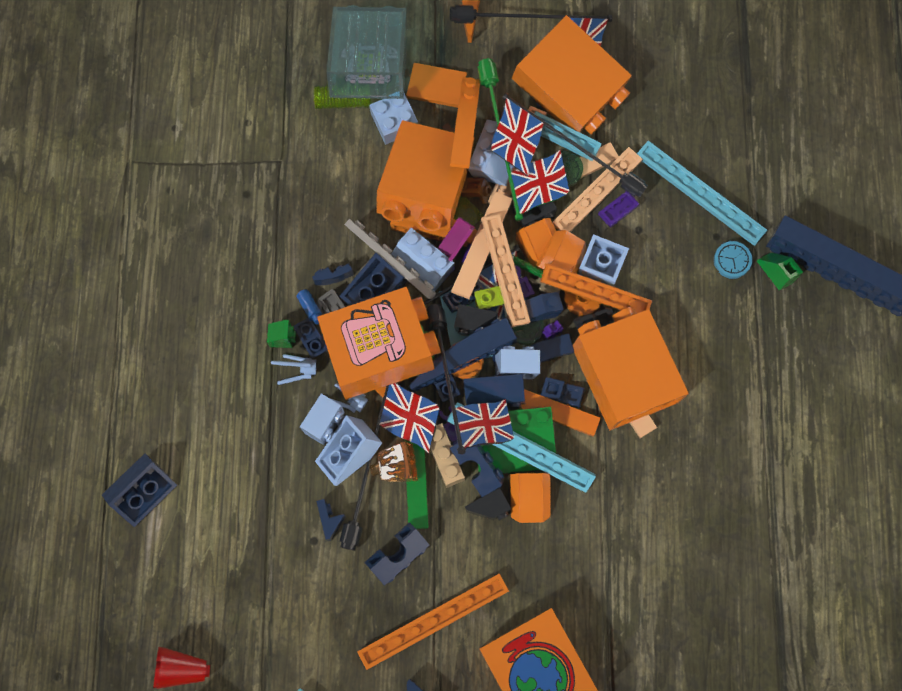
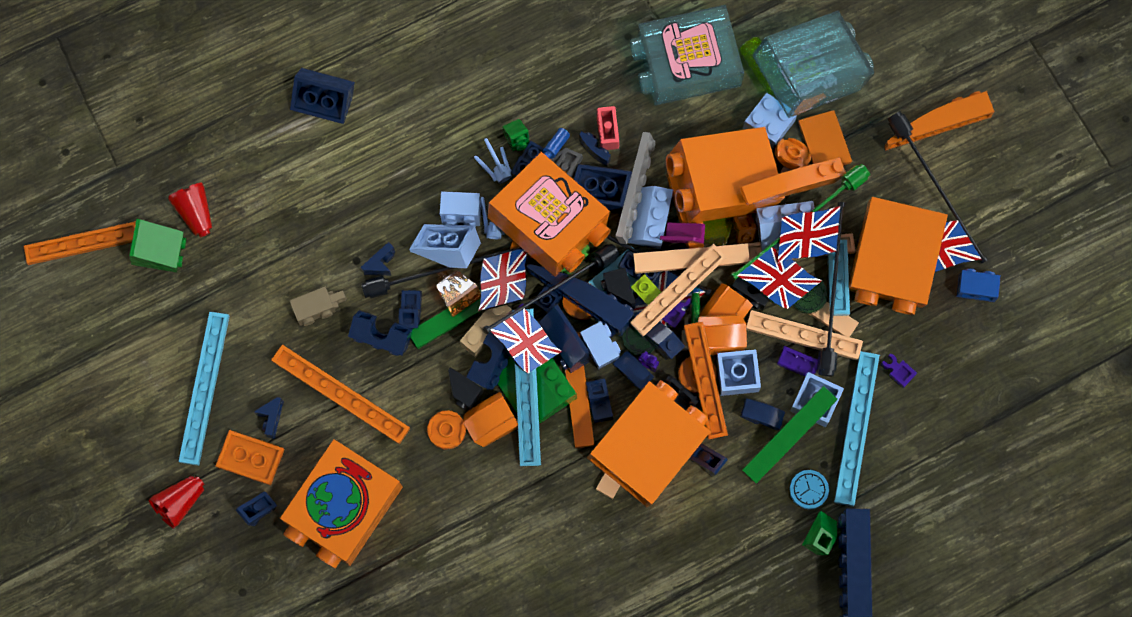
camera: 60 degrees right, 0 degrees up
(296, 151) = (687, 55): none -> clear light blue brick
(322, 253) = (607, 128): none -> coral brick
(336, 600) = (316, 305): none -> dark tan hinge
(388, 515) = (410, 309): none -> dark blue slope
(434, 114) = (792, 153): none -> orange tile
(517, 541) = (446, 430): none -> orange tile
(630, 32) = (978, 285): none -> blue brick
(648, 261) = (762, 413): none -> dark blue slope
(661, 210) = (809, 388): none -> light blue brick
(670, 131) = (901, 373): none -> dark purple plate
(671, 324) = (708, 459): none -> dark blue slope
(682, 247) = (790, 434): none -> green tile

